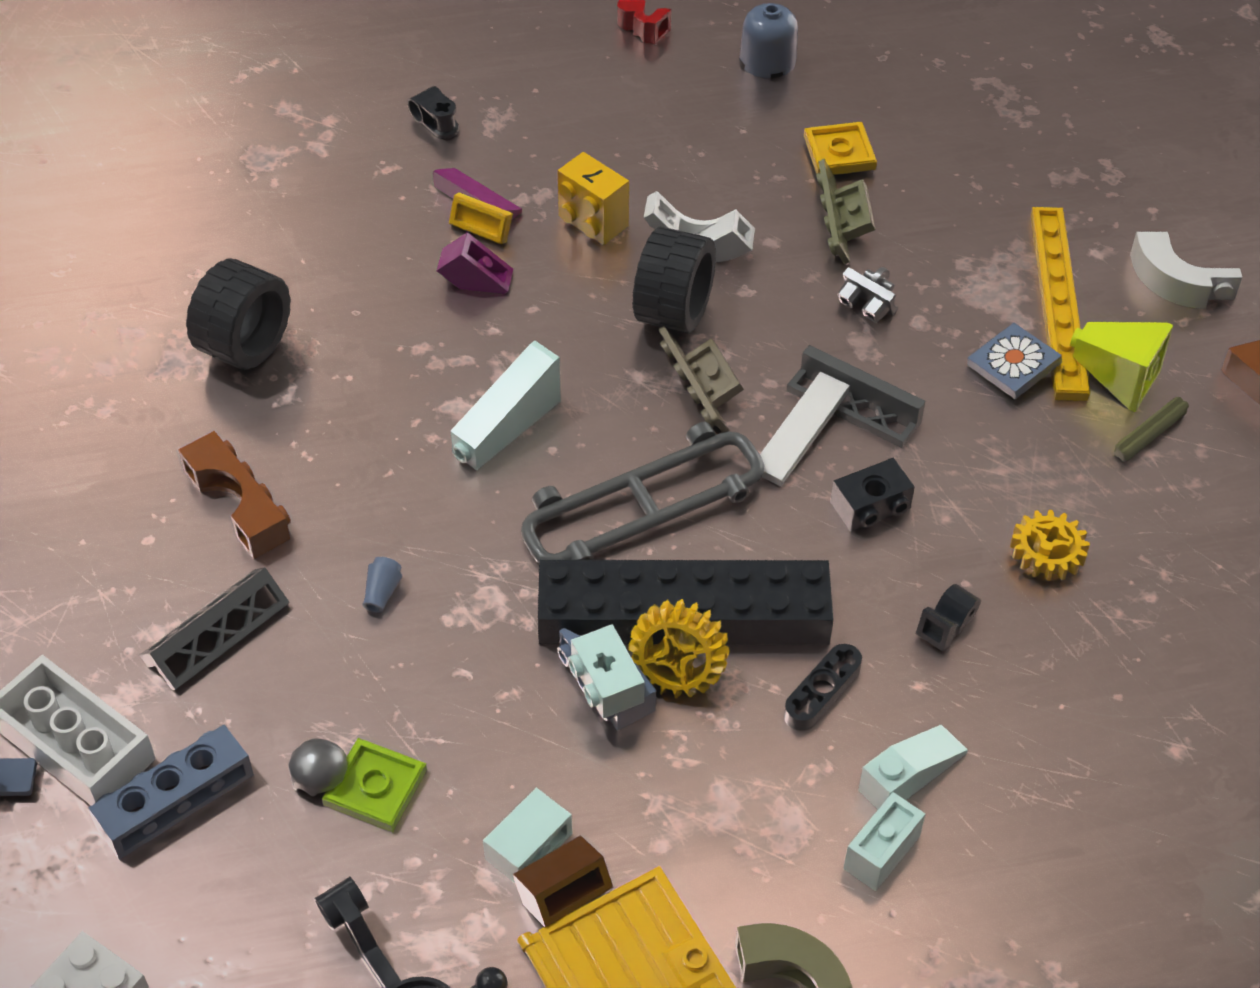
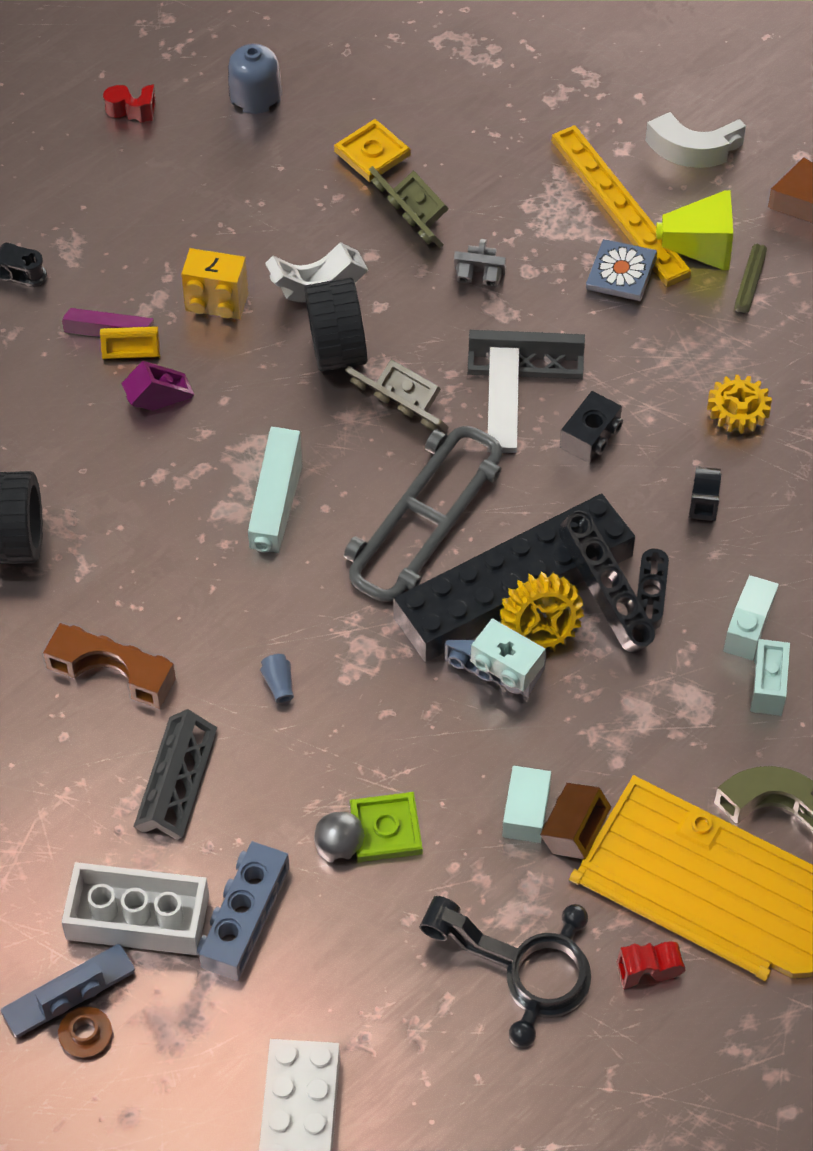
camera: 30 degrees left, 5 degrees up
(766, 631) = (606, 566): none -> black beam

